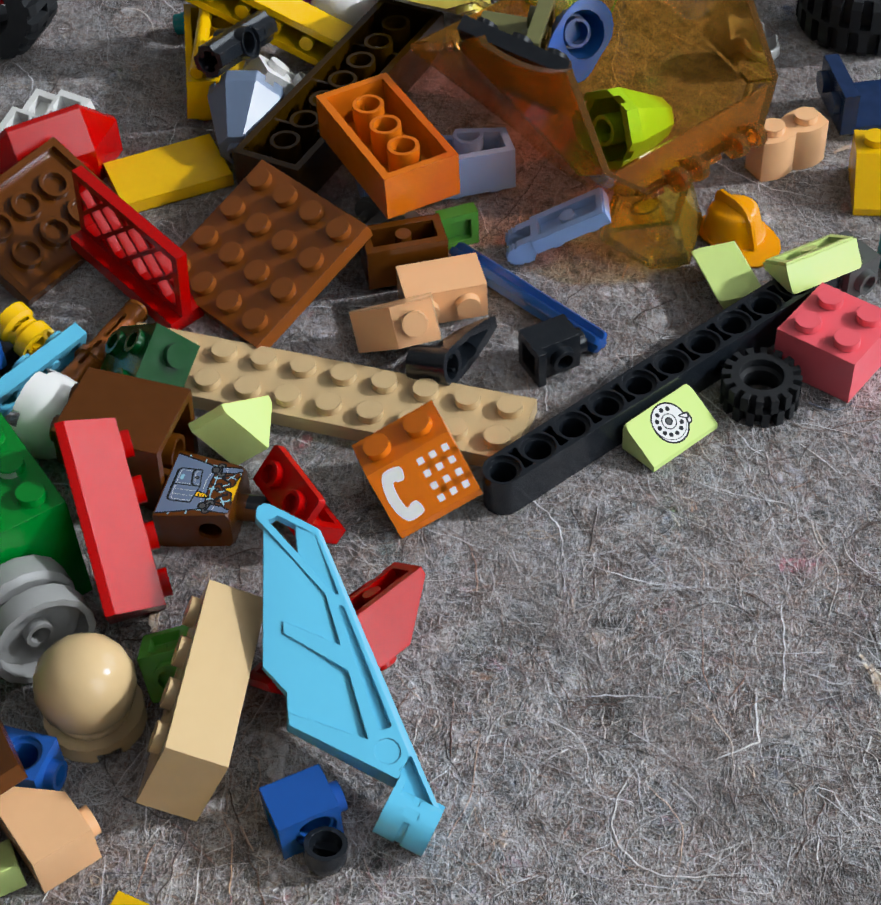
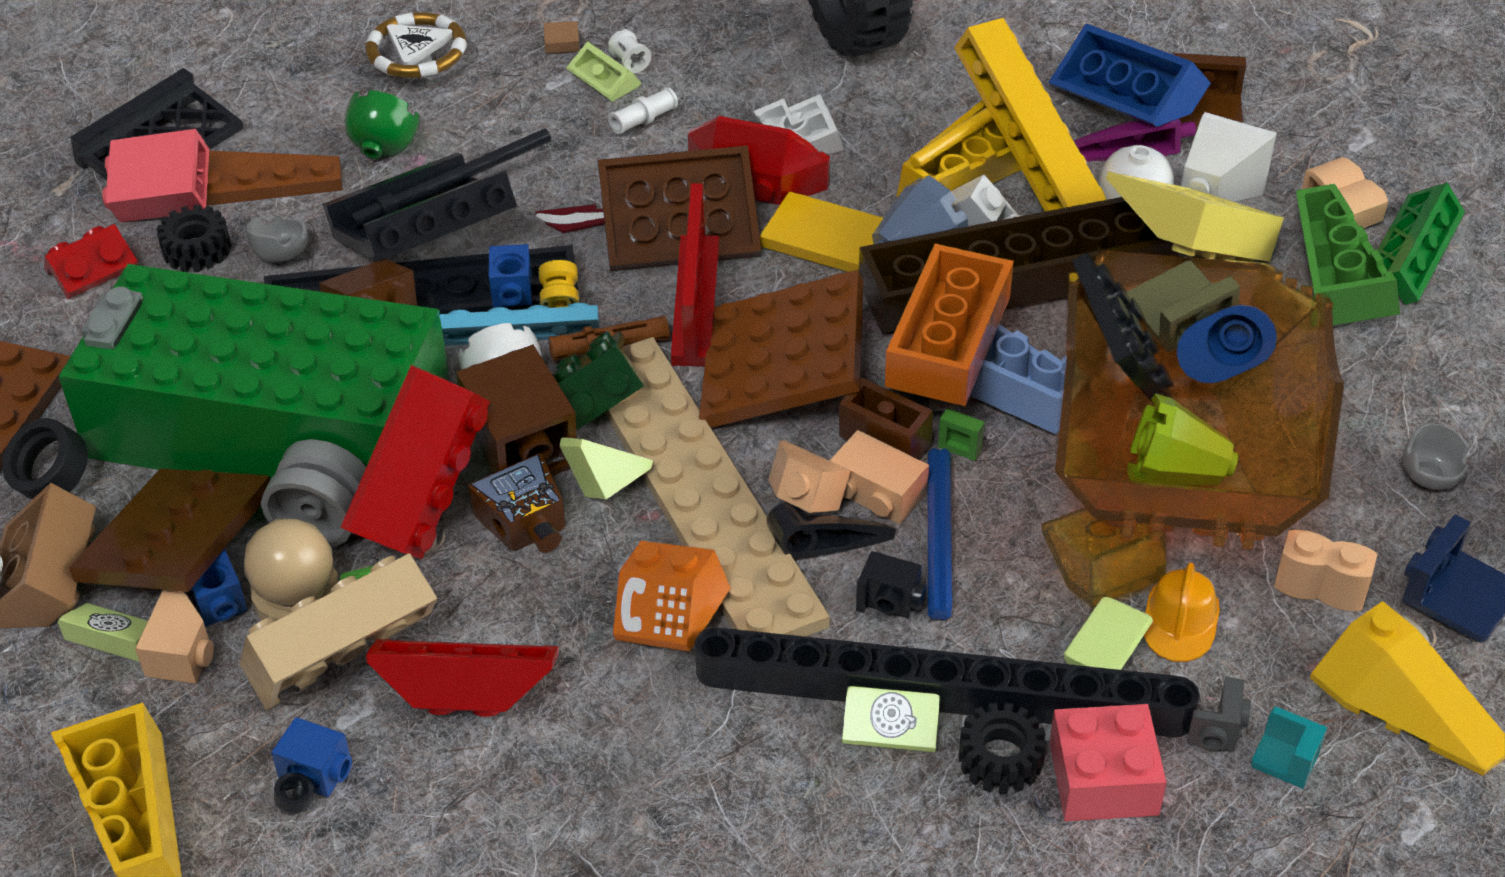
camera: 45 degrees right, 0 degrees up
(235, 44) = (986, 156): black piece -> none
(293, 492) = (570, 553): red bracket -> none
(332, 679) = (407, 684): medium azure wing -> none
(557, 226) = (1023, 493): light blue hinge -> none
(815, 262) = (1167, 684): yellowish green slope -> none

